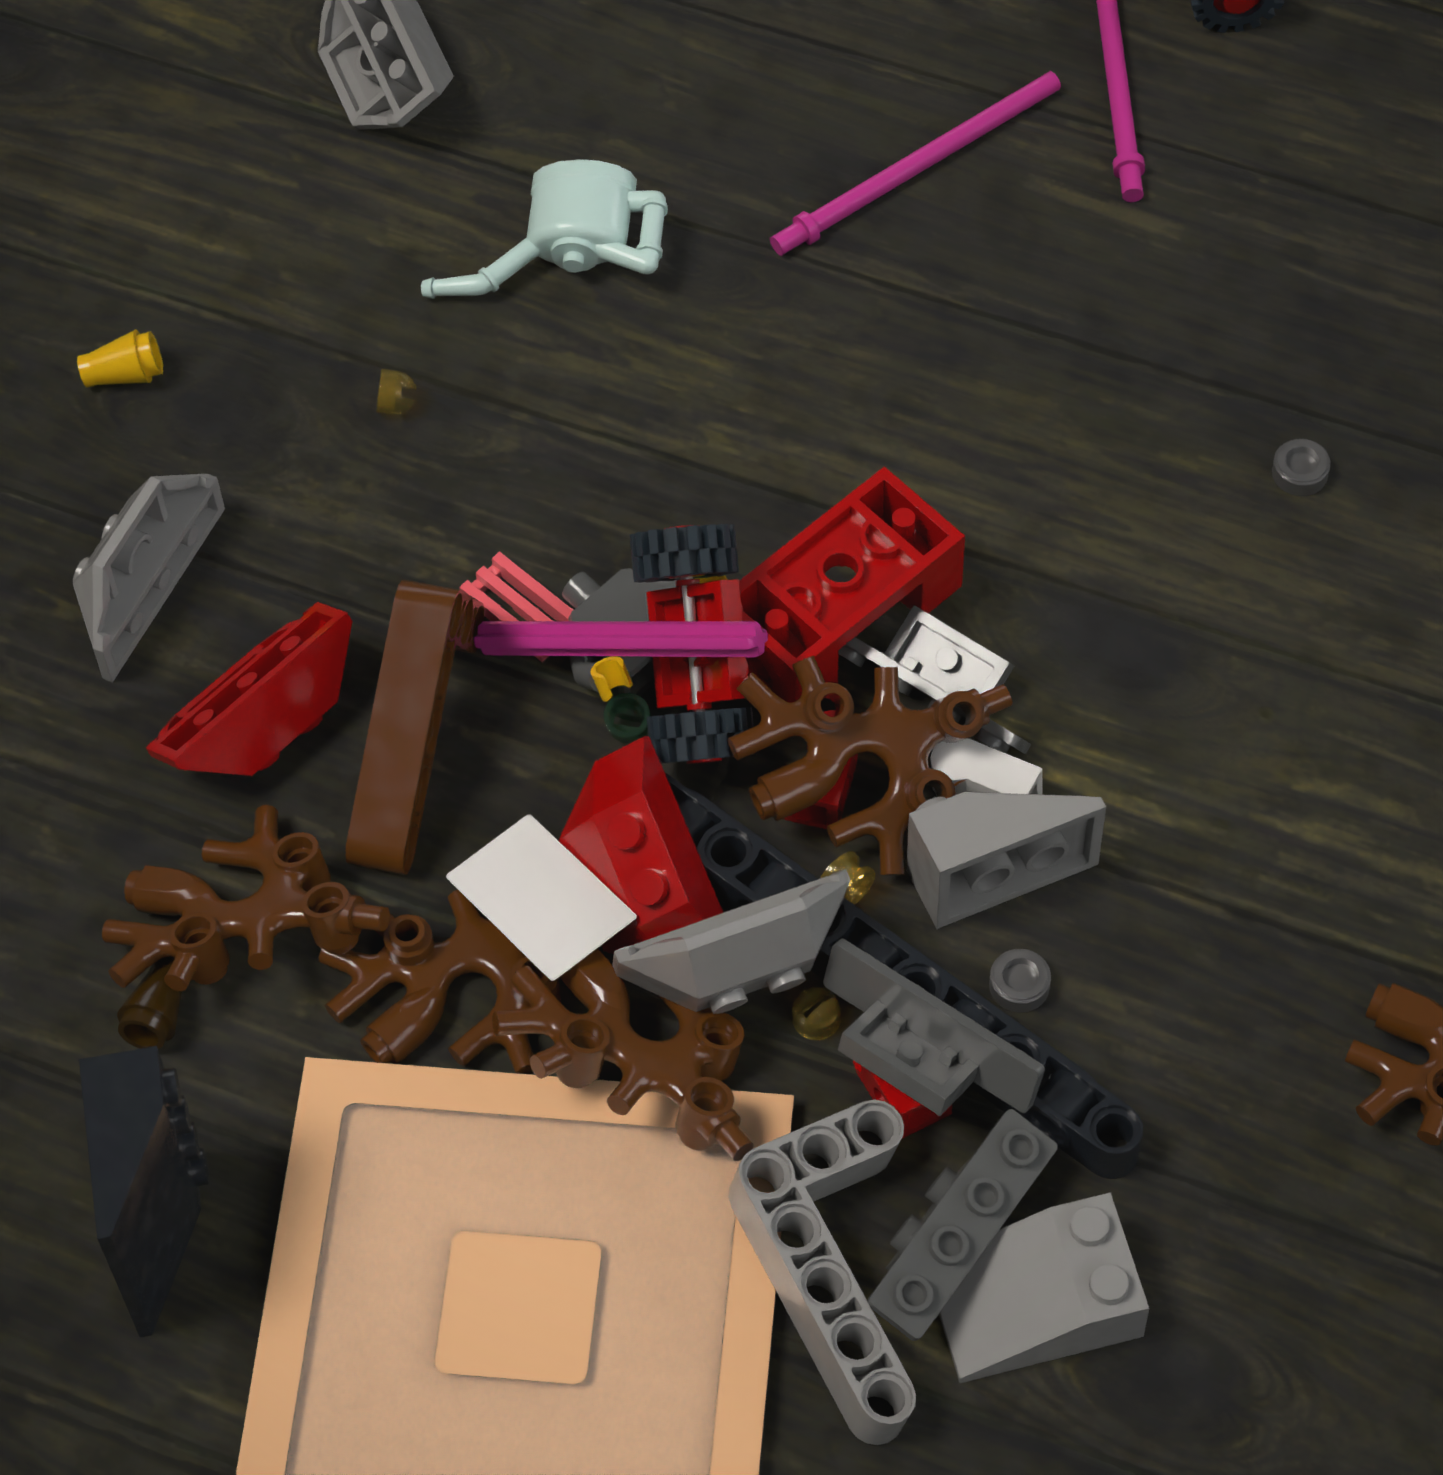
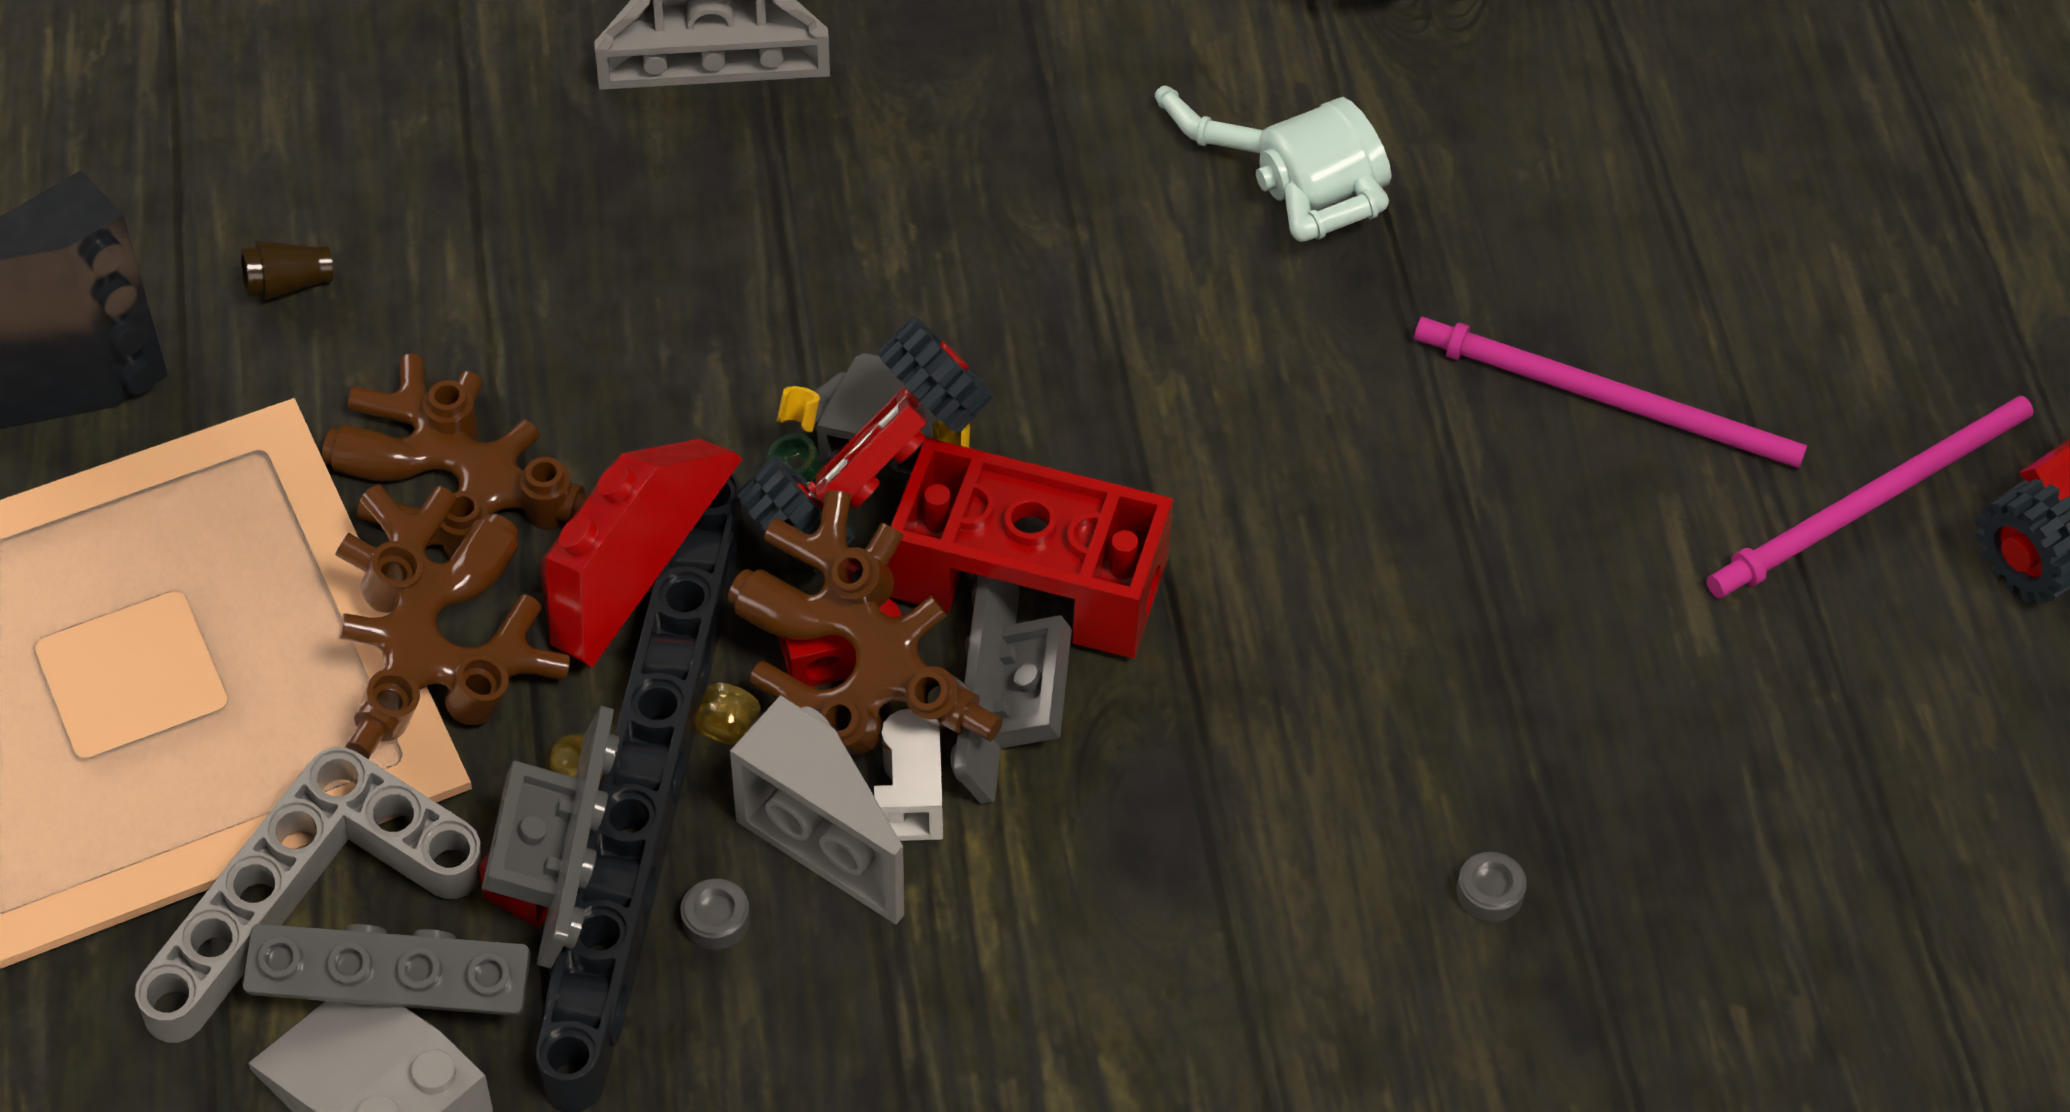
camera: 55 degrees right, 5 degrees down
(262, 699) = (614, 184): red wedge -> none
(292, 896) = (371, 271): reddish brown plant -> none
(389, 392) = (1027, 122): clear yellow hinge -> none
(406, 720) = (668, 273): reddish brown beam -> none
(525, 584) = (877, 293): coral tile -> none
(541, 897) = (538, 473): white sticker -> none
(622, 638) = (835, 390): dark pink axle -> none
(737, 950) = (565, 643): light grey wedge -> none

